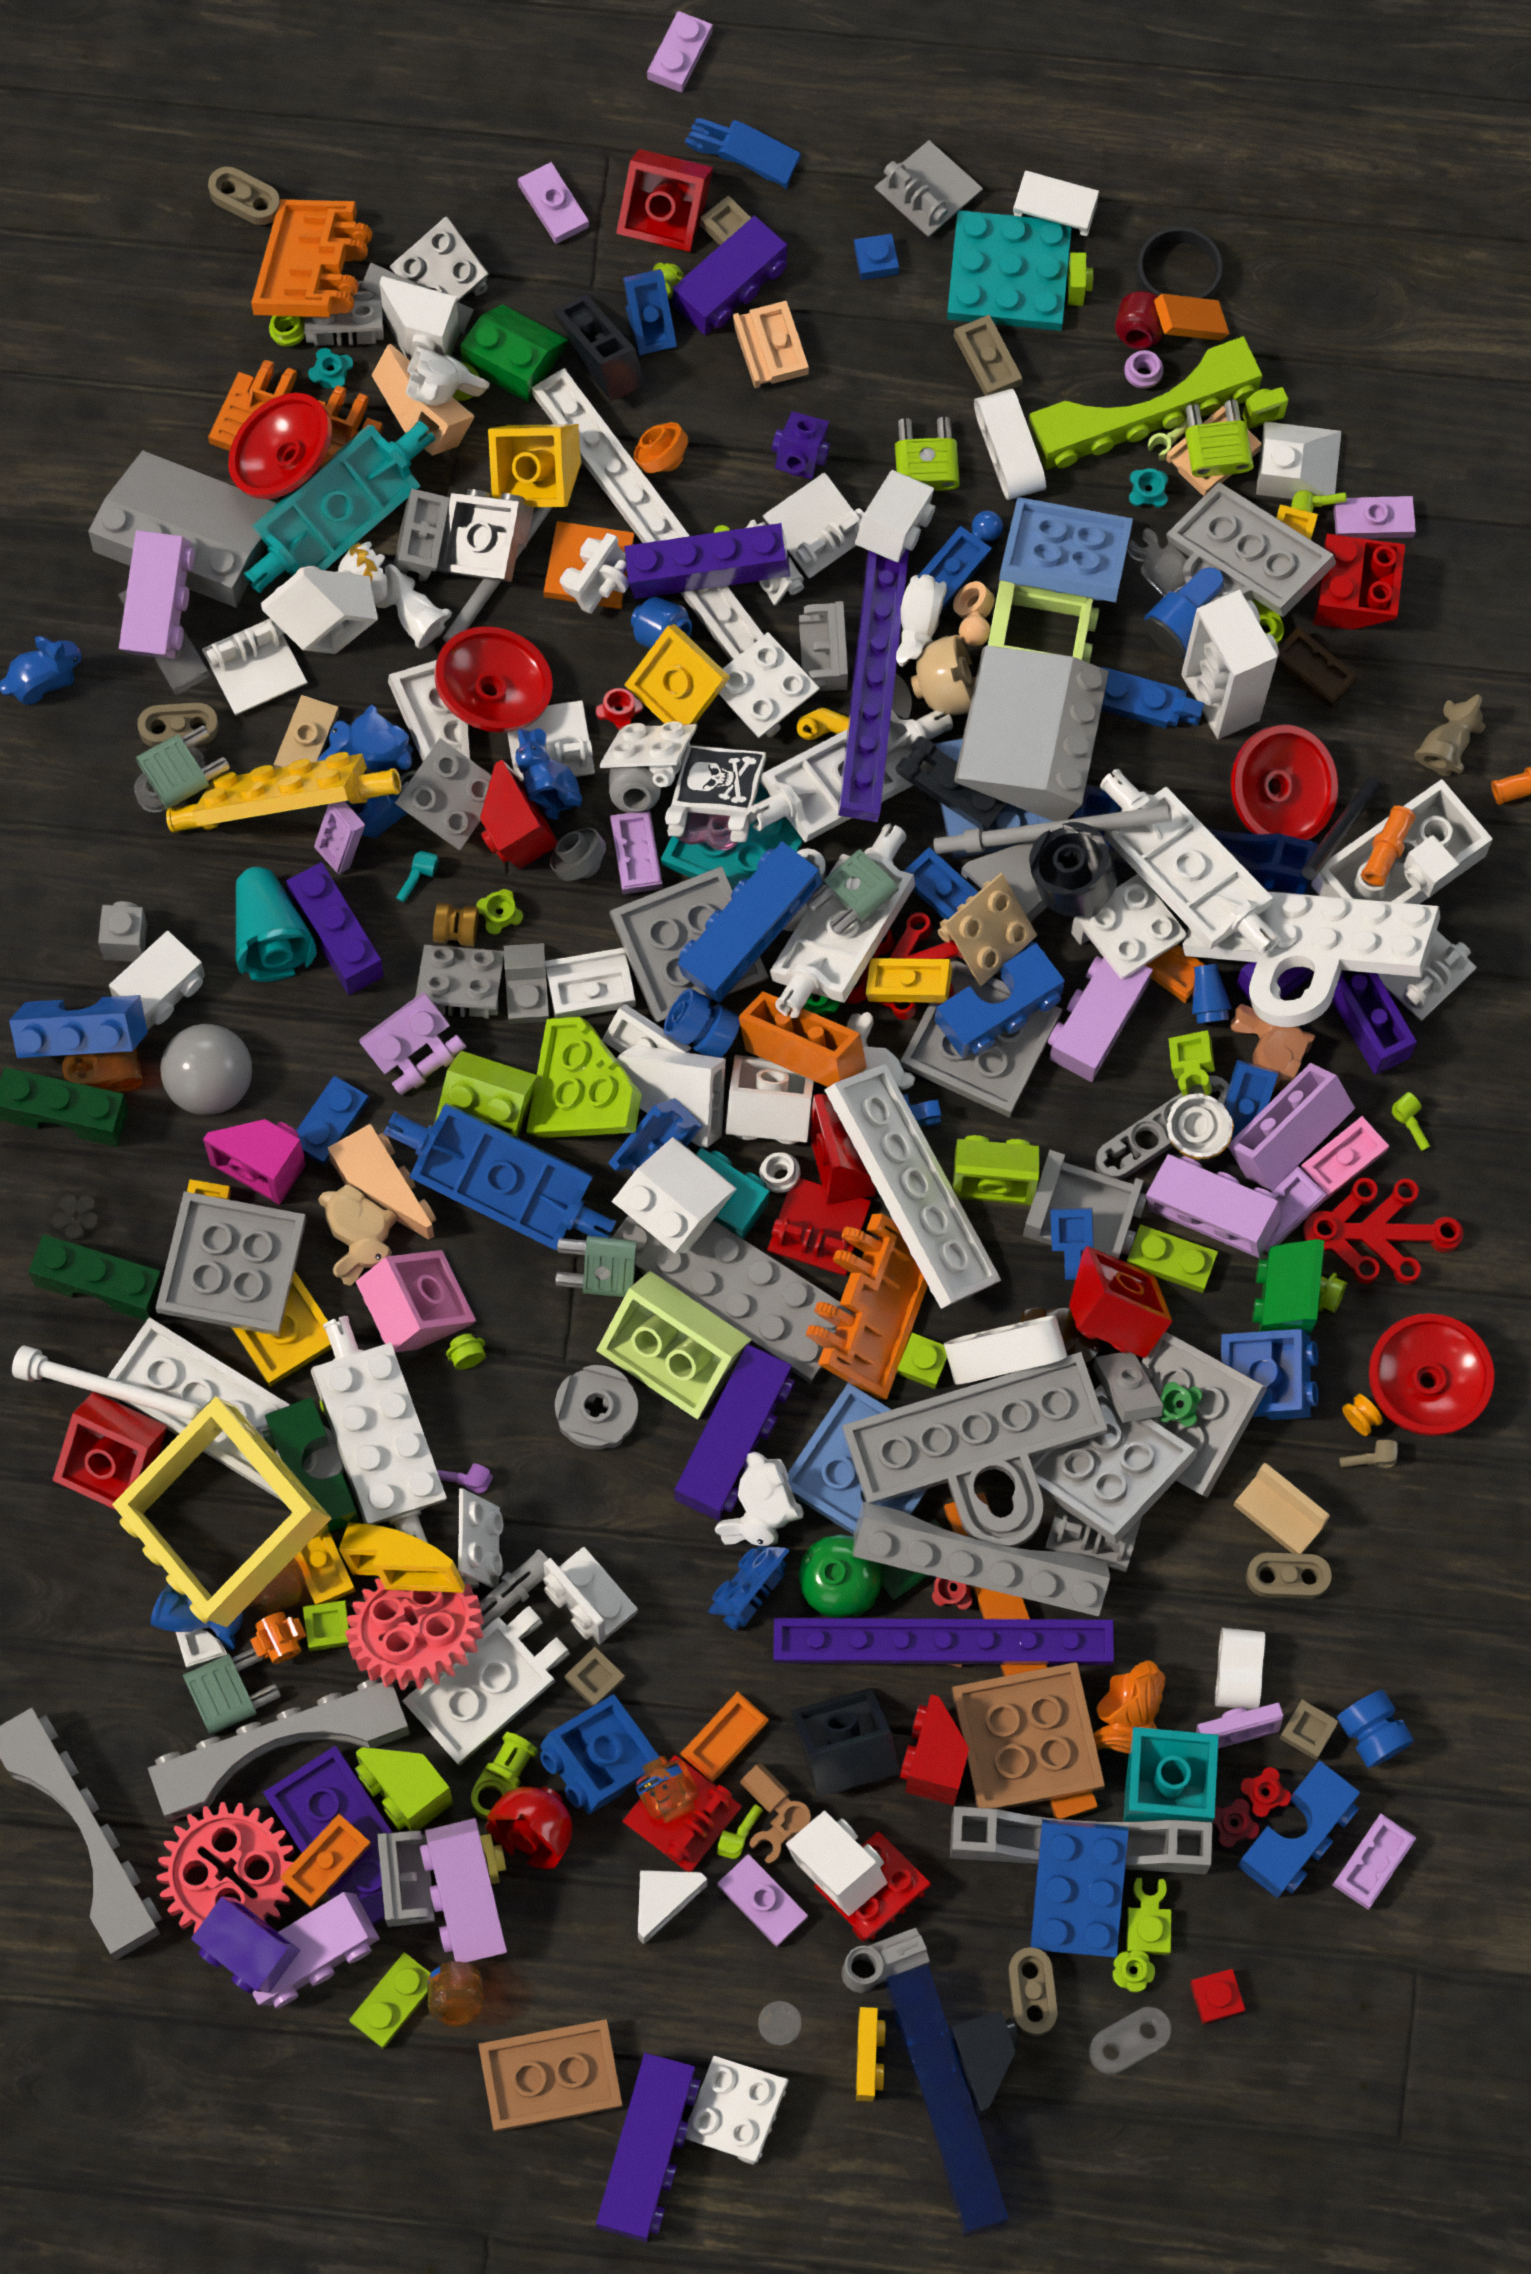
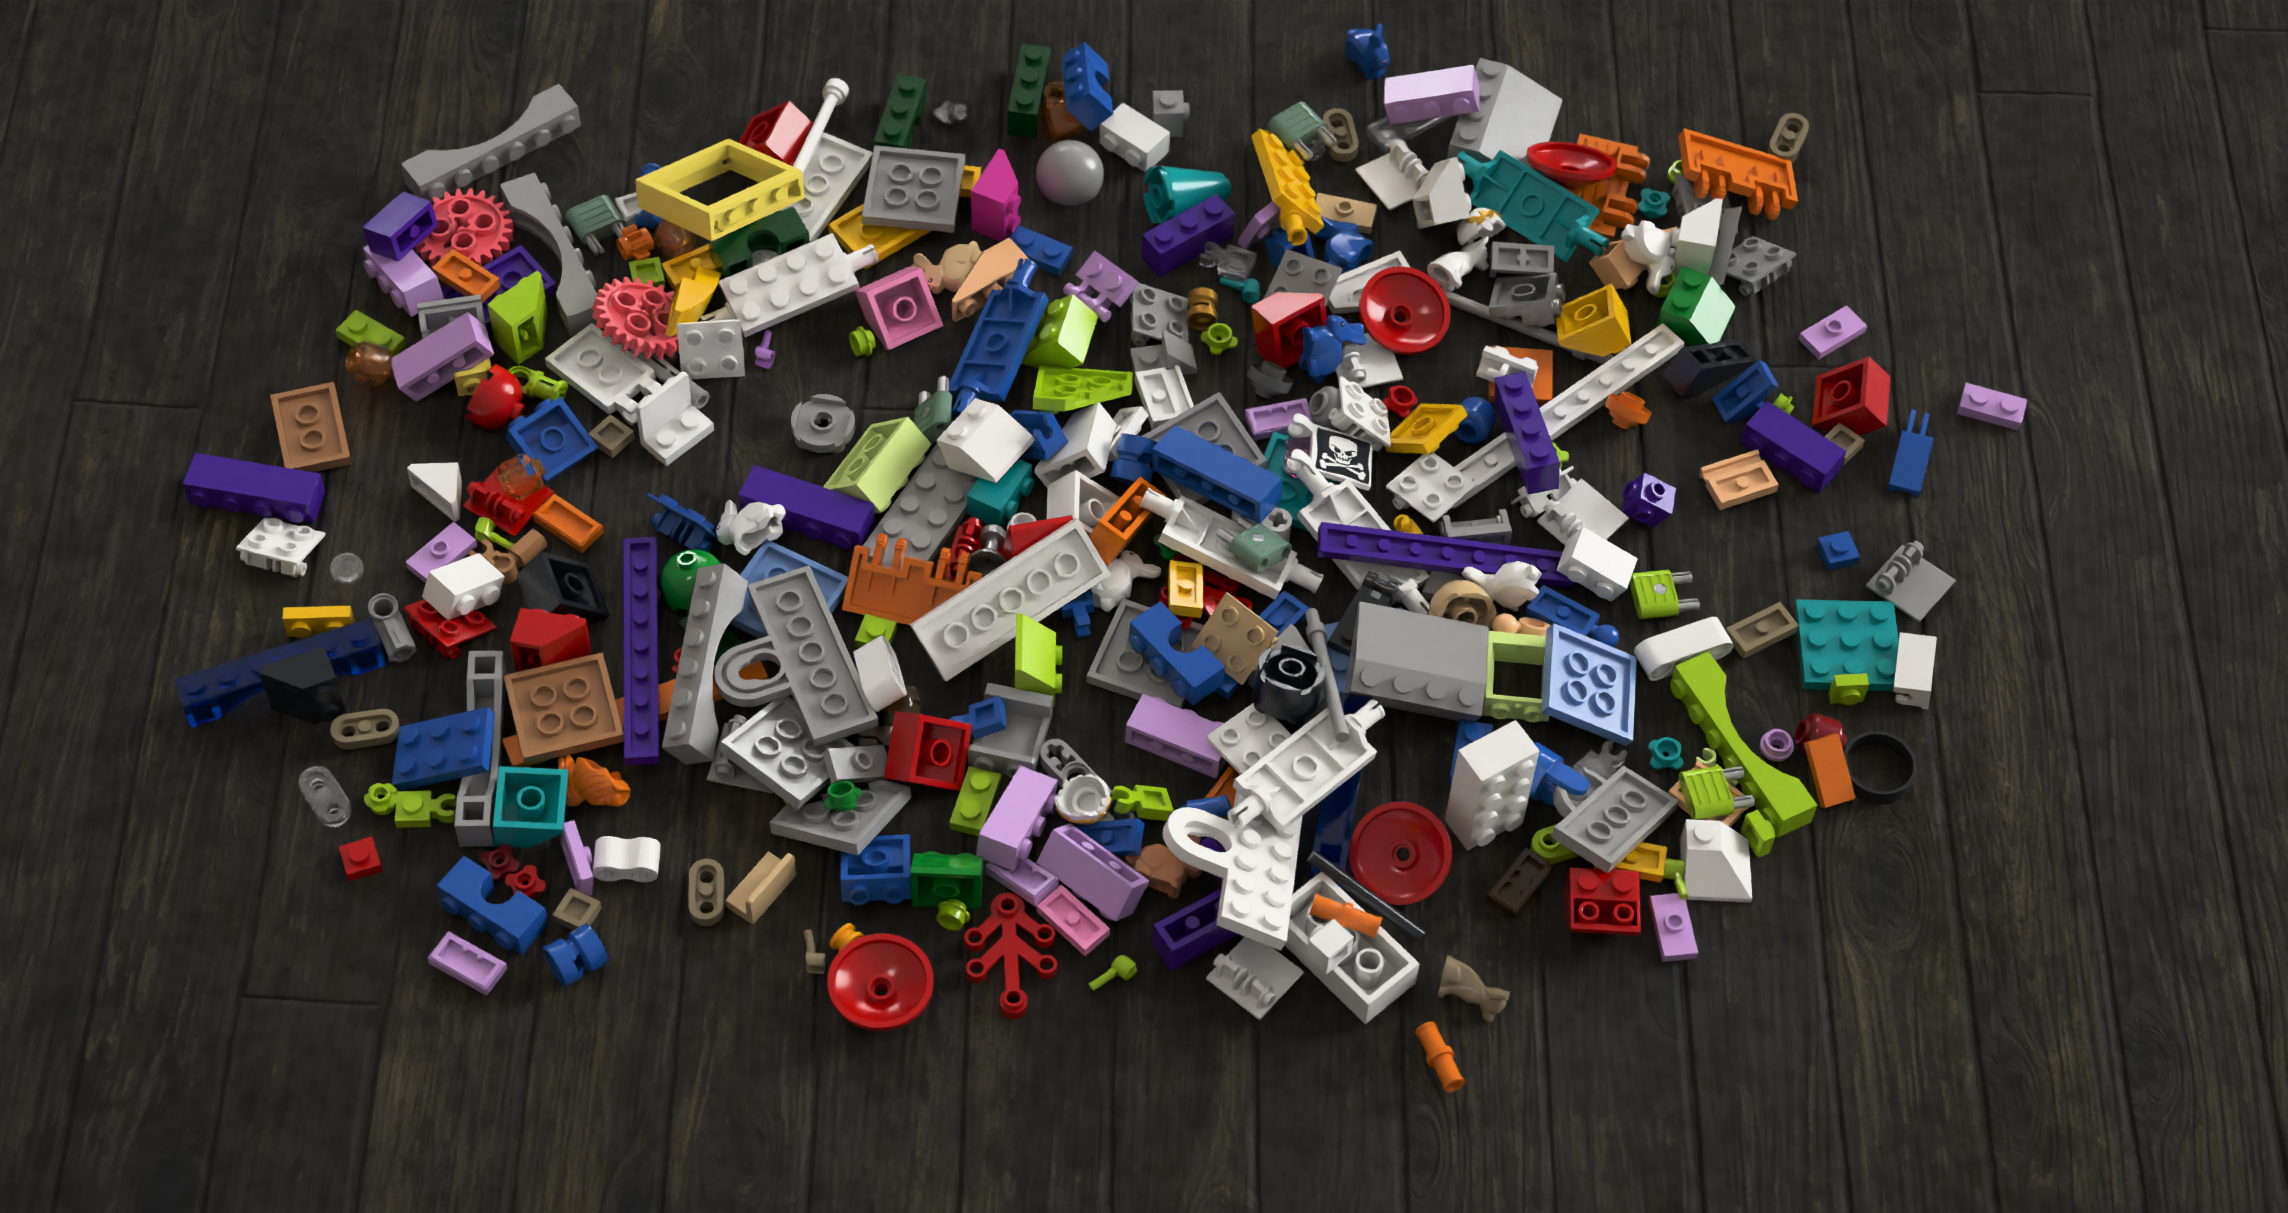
camera: 85 degrees right, 15 degrees down
(379, 880) = (1230, 263): none -> clear plate
(841, 1211) = (989, 559): none -> flat silver piece

